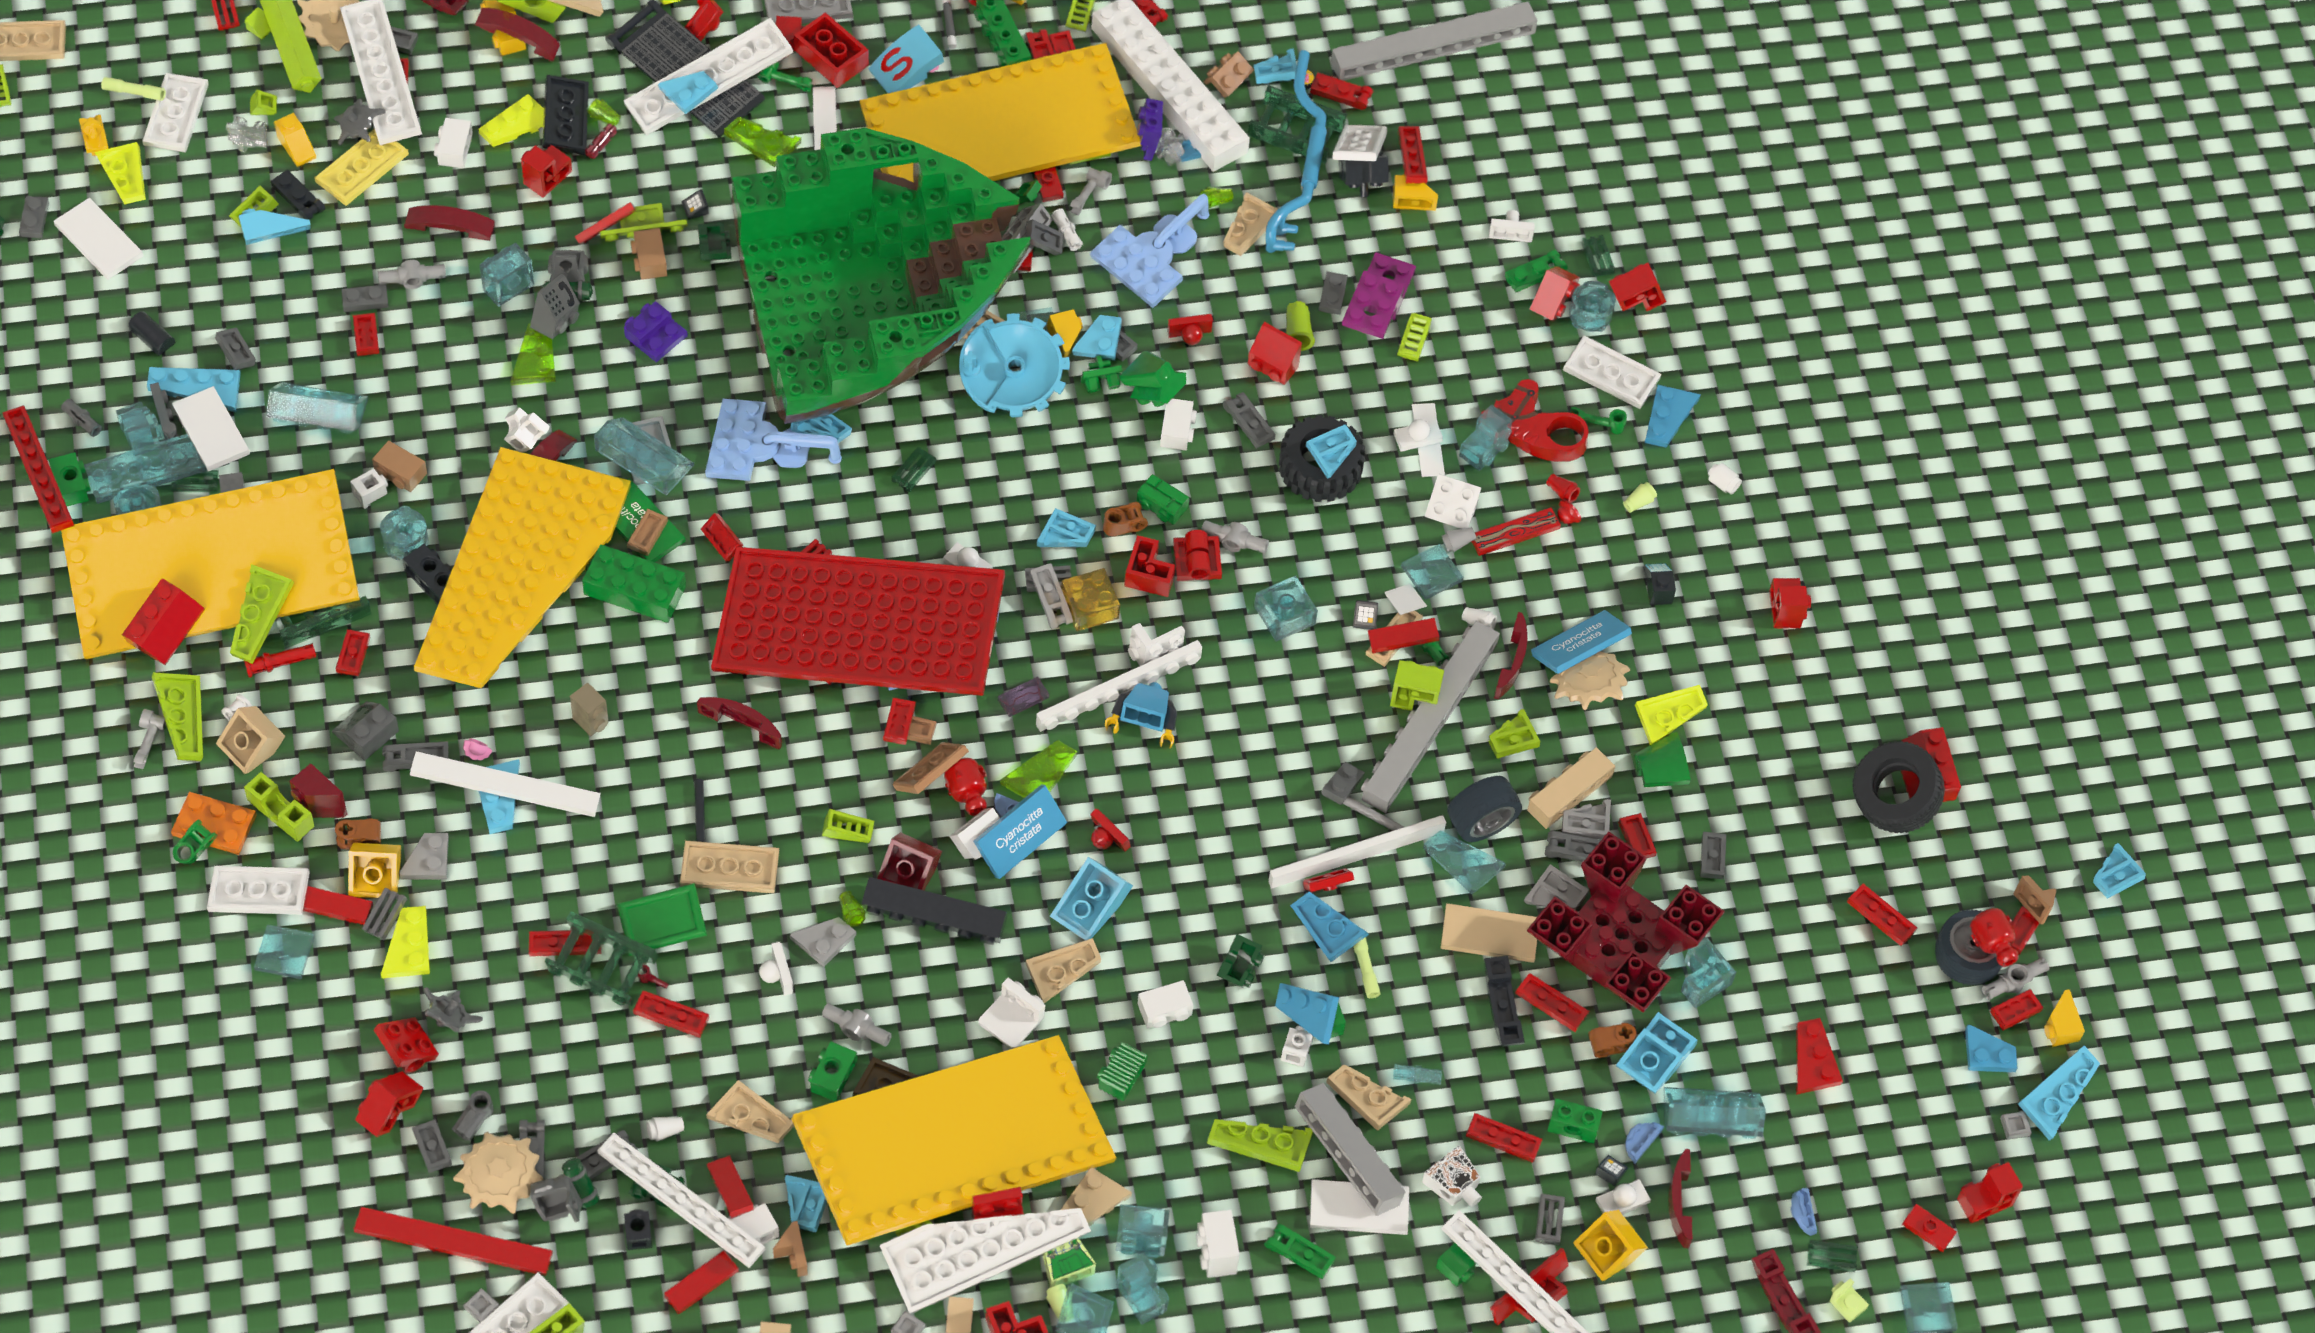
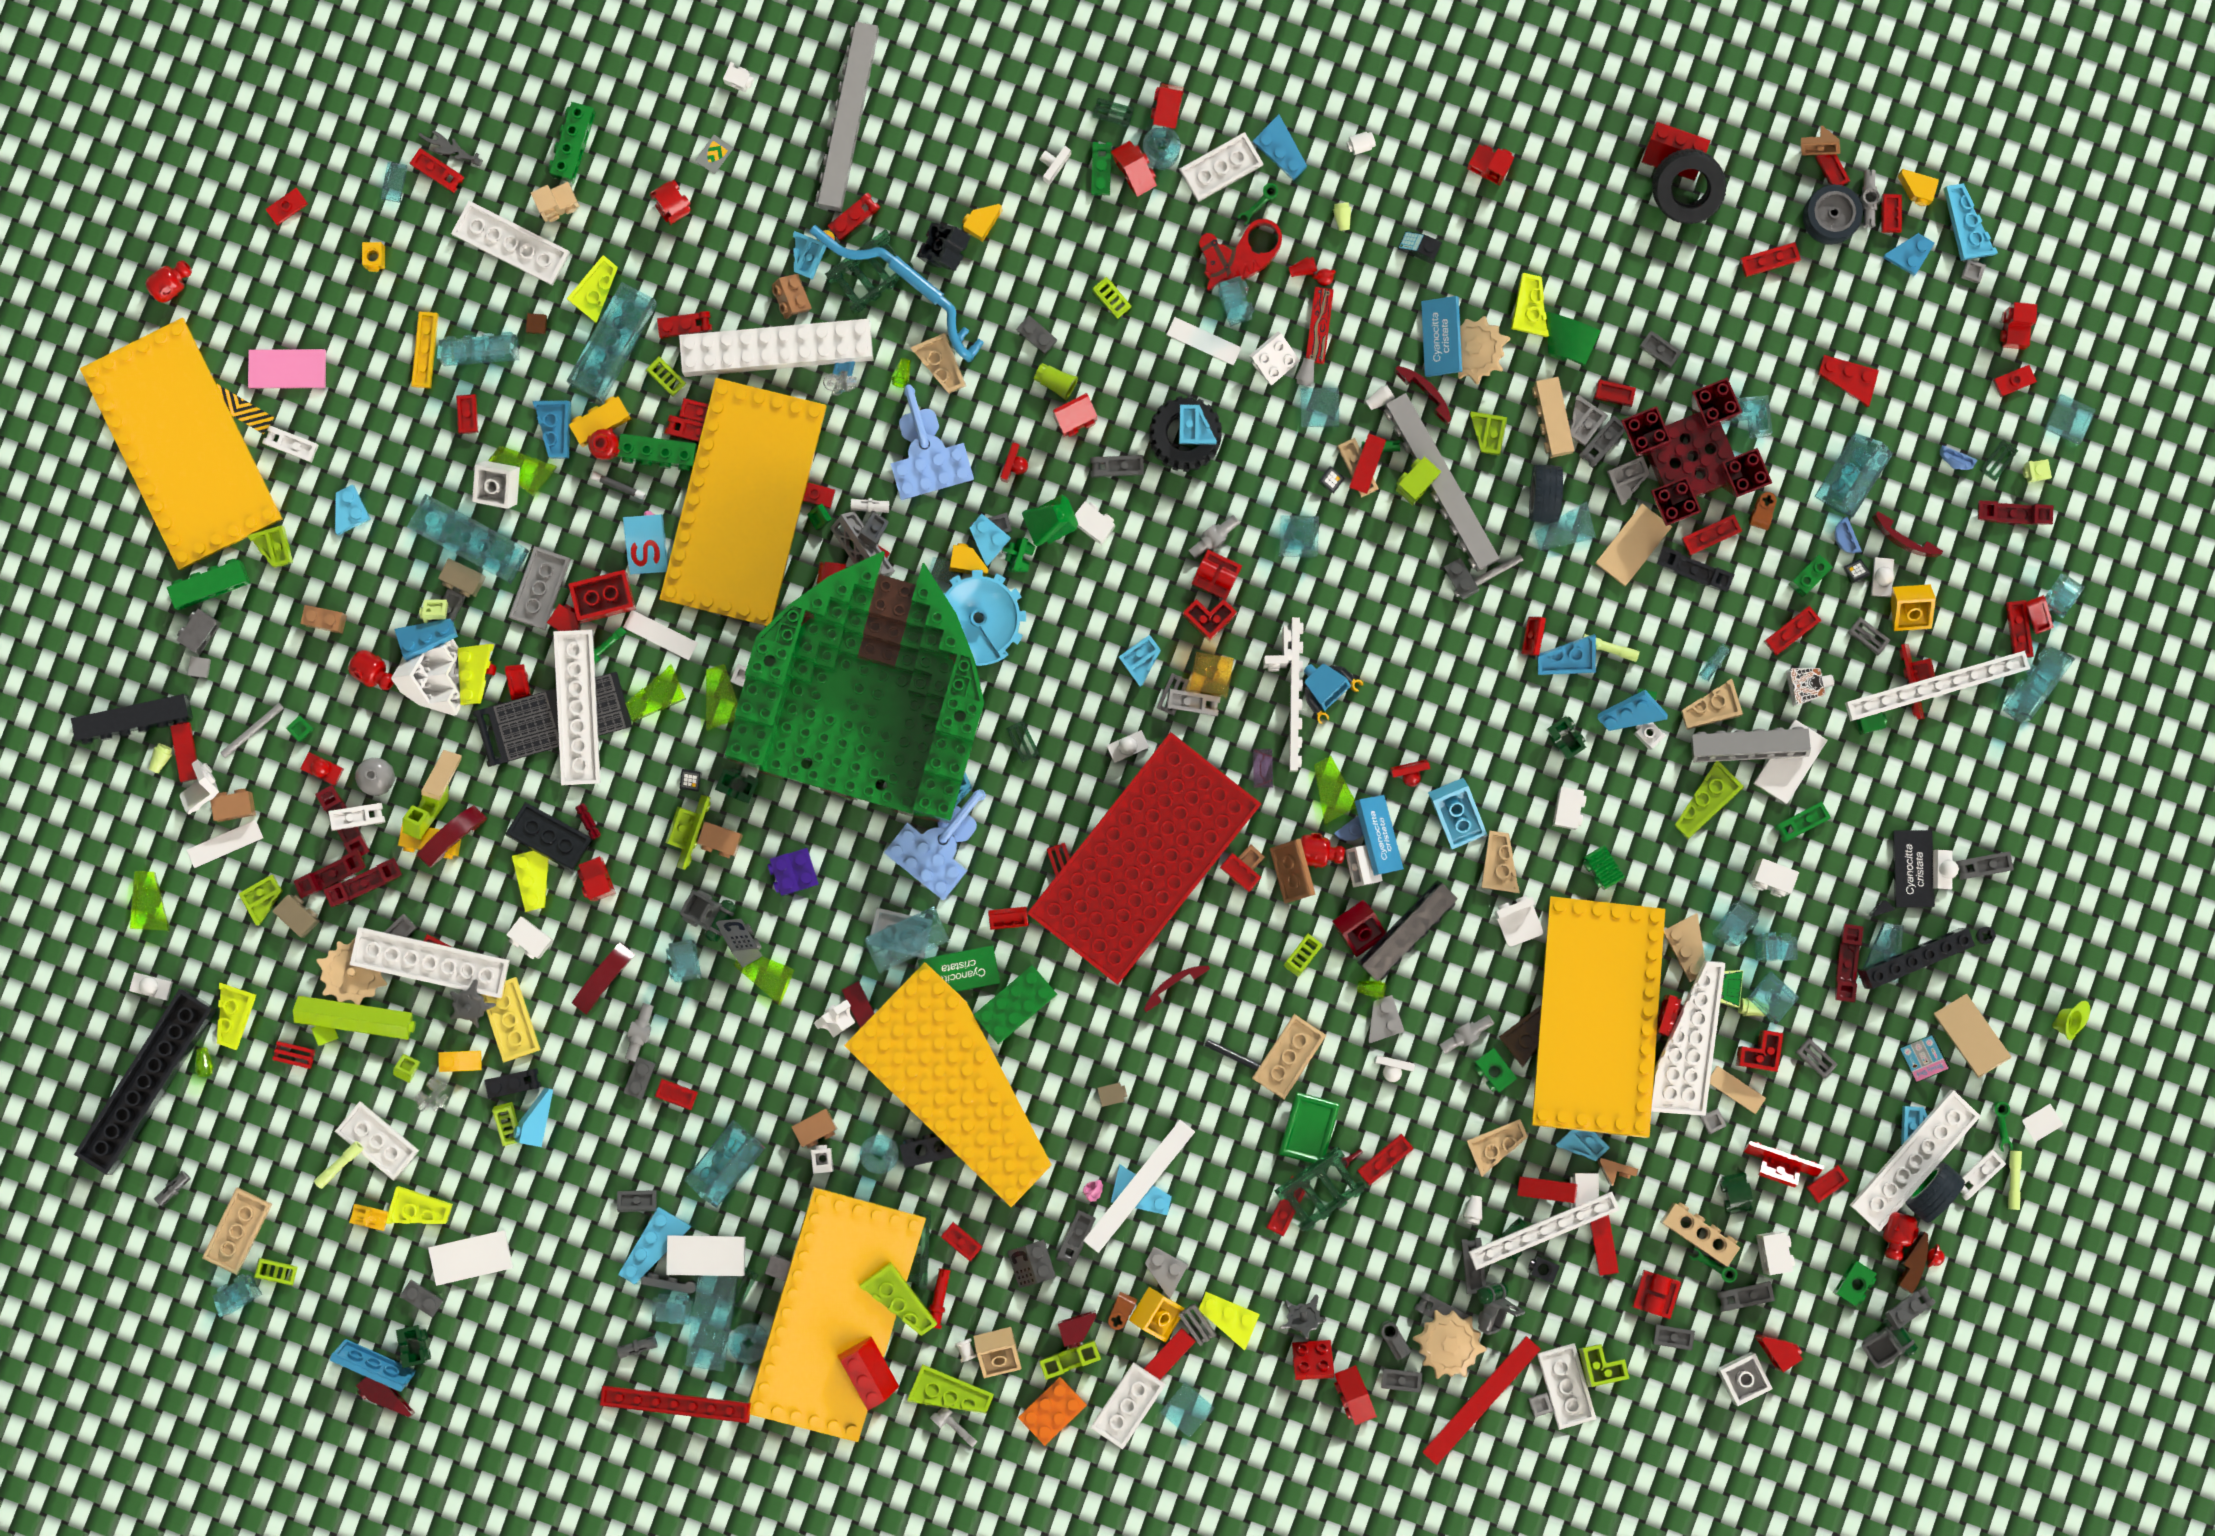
camera: 55 degrees left, 25 degrees up
(66, 468) = (680, 1382): green brick -> none
(150, 333) = (585, 1257): black brick -> none
(195, 842) = (1067, 1433): green piece -> none
(603, 112) = (563, 805): clear neon green cone -> none
(605, 223) = (676, 860): tile -> none
(647, 532) = (975, 971): medium nougat tile -> none
(688, 90) = (584, 730): medium azure wing -> none
(1095, 178) = (834, 455): light grey brick -> none
(1128, 519) = (1155, 606): dark orange piece -> none
(1150, 127) = (815, 387): dark purple plate -> none
(1162, 499) = (1153, 571): green brick -> none
(1356, 851) = (1521, 601): white tile -> none
(1360, 143) = (922, 236): white tile -> none
(1379, 295) = (1064, 303): magenta bracket -> none
(1405, 599) = (1333, 442): white sticker -> none
(1412, 154) = (949, 200): red tile -> none
(1418, 434) = (1199, 347): white tile -> none
(1657, 1053) = (1791, 486): medium azure slope -> none
(1995, 934) = (1845, 197): red piece -> none
(2118, 873) = (1827, 71): medium azure wing -> none

